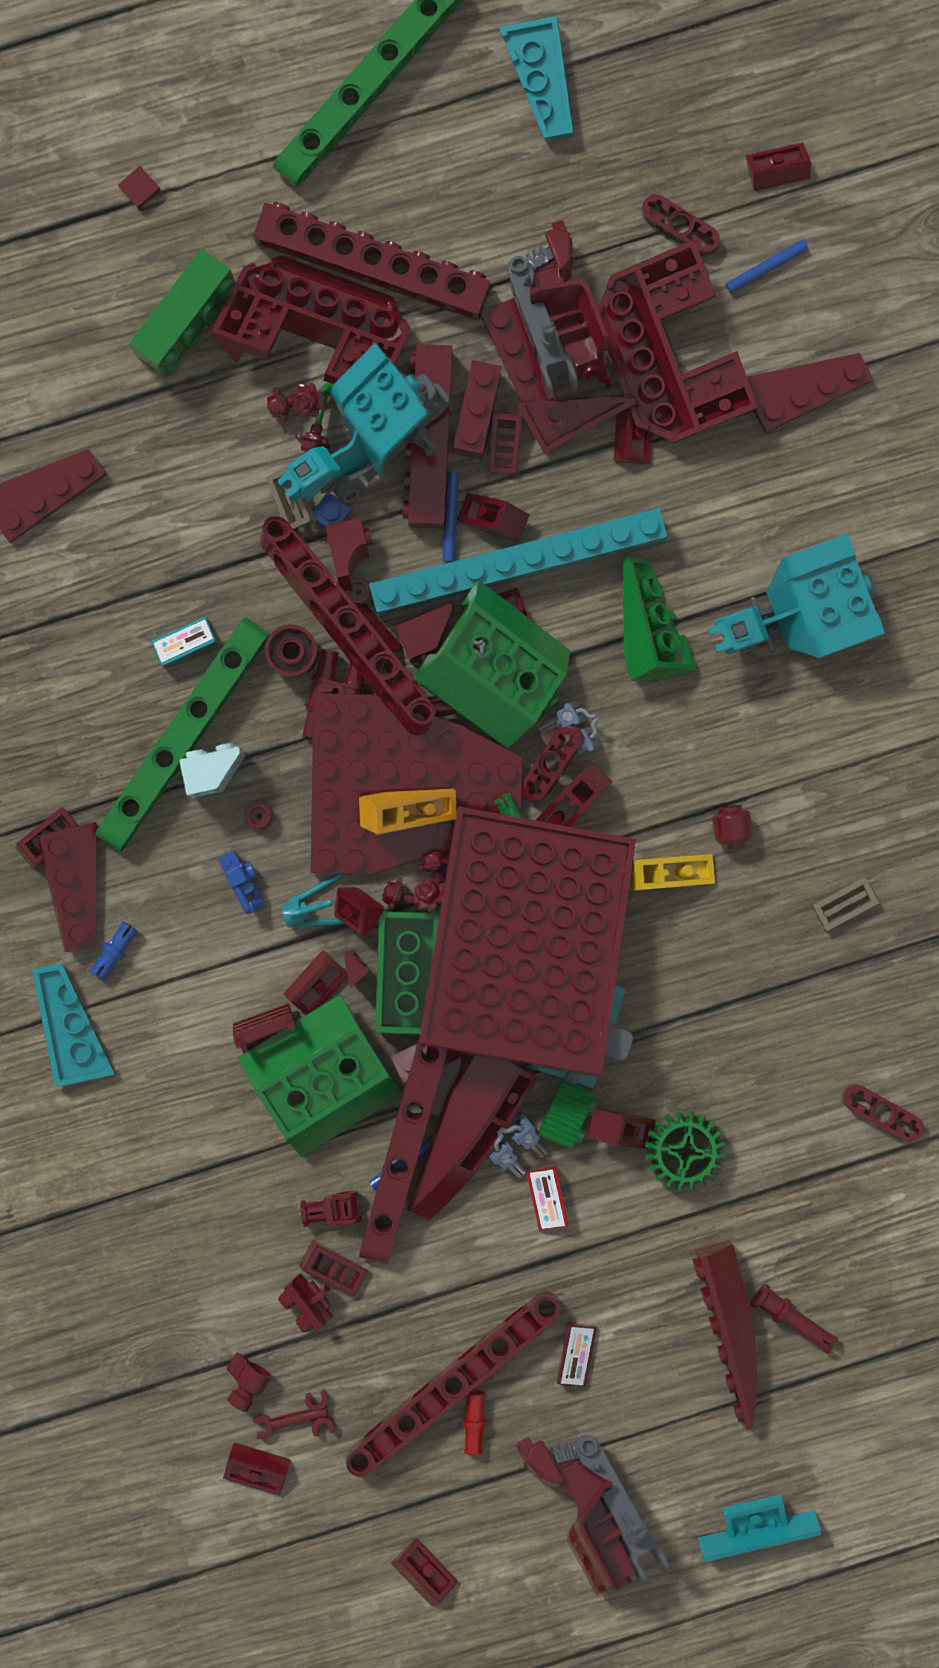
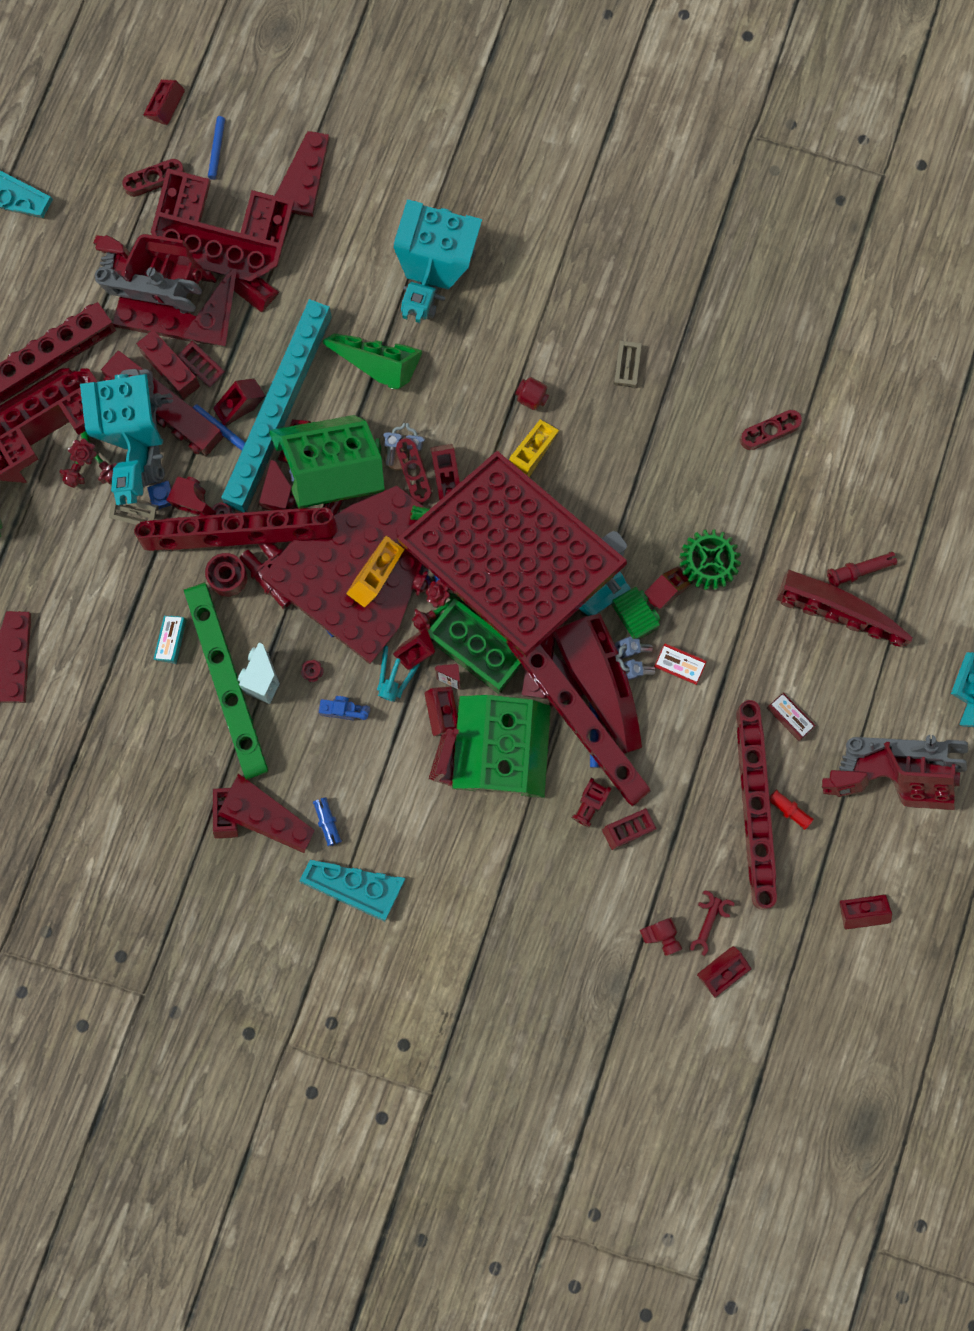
camera: 60 degrees left, 10 degrees down
(309, 1300) = (639, 855): dark red hips -> none

